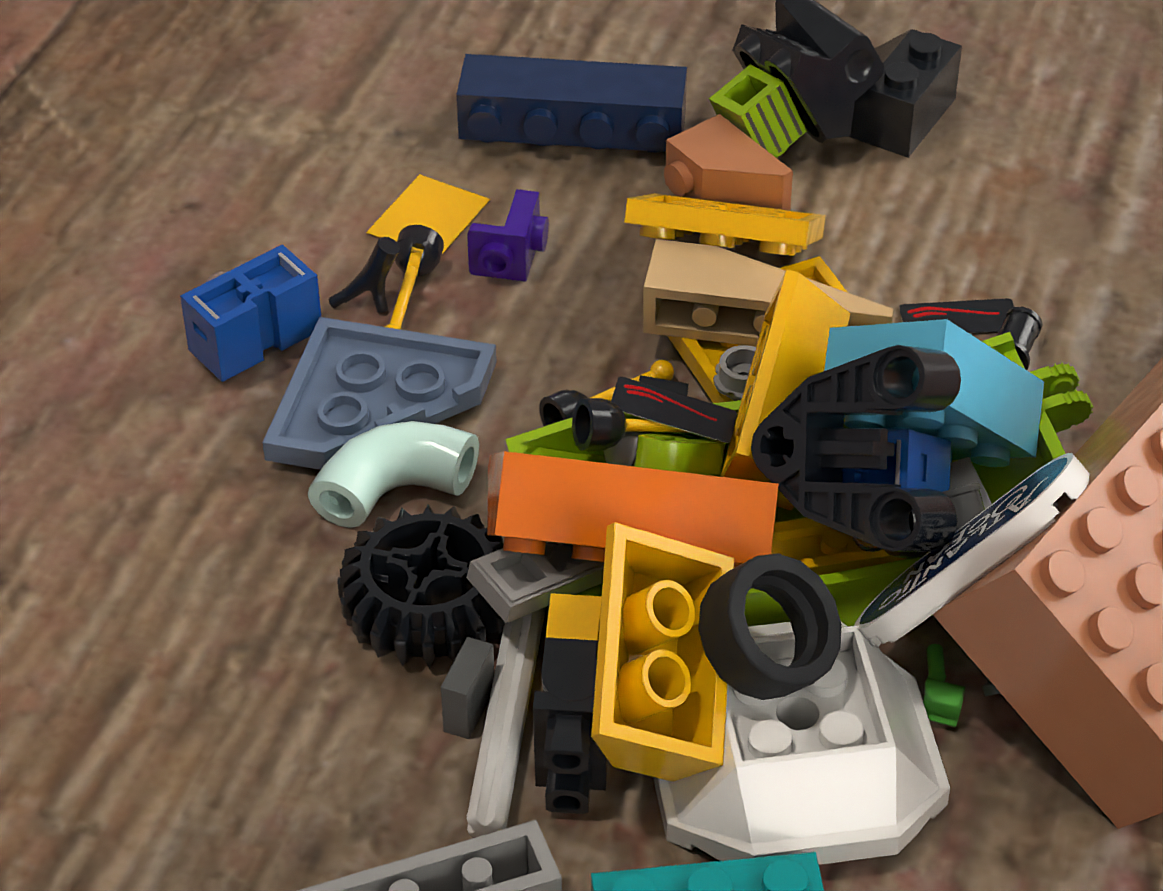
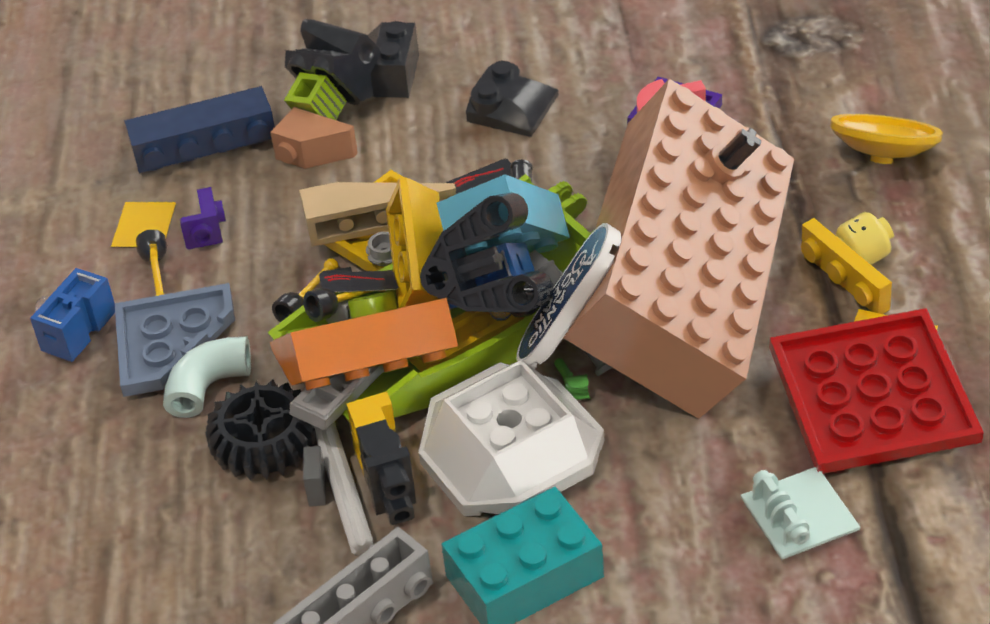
camera: 20 degrees left, 0 degrees up
(372, 276) = (134, 269): black bar -> none
(655, 689) = (429, 412): yellow slope -> none
(724, 223) = (331, 167): yellow plate -> none
(806, 604) = (461, 387): black tyre -> none
(1057, 211) = (509, 100): none -> black slope

